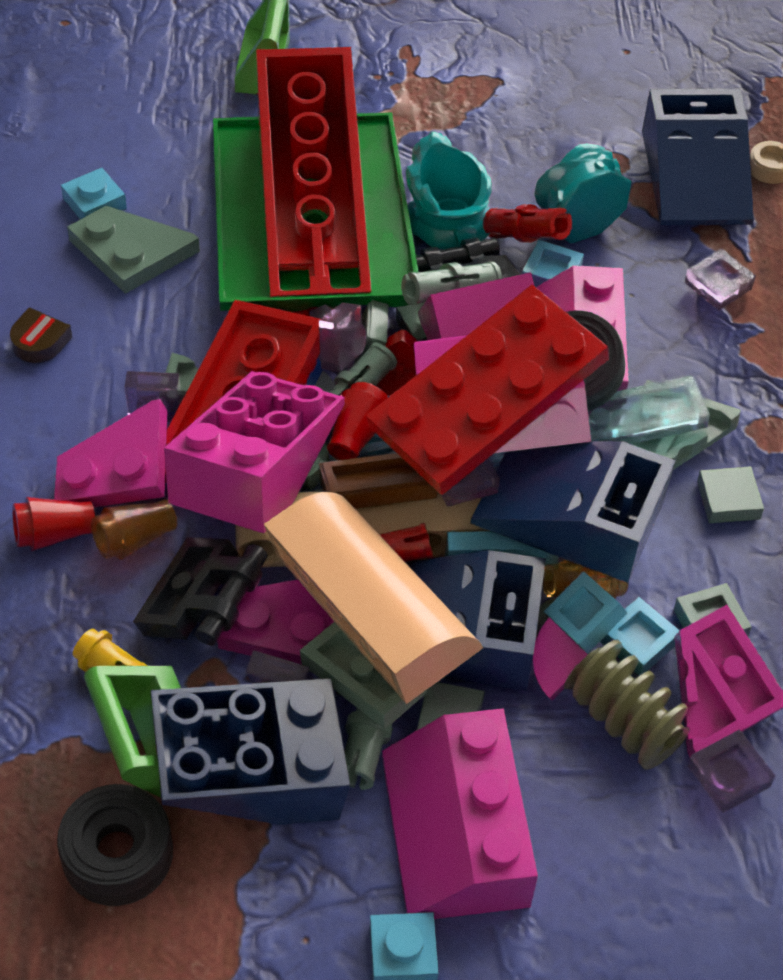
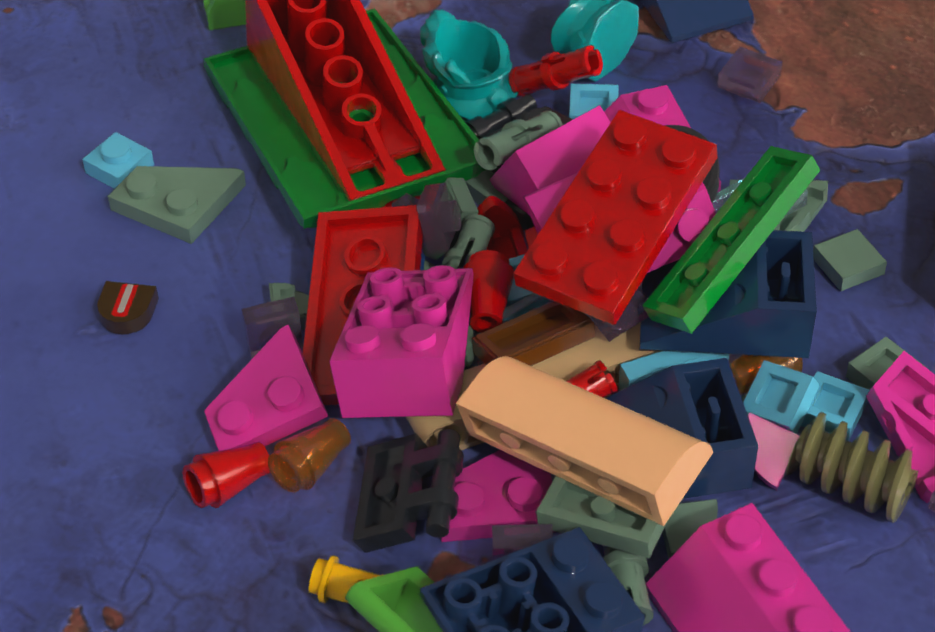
camera: 15 degrees left, 5 degrees down
(590, 443) = (731, 239): none -> green plate

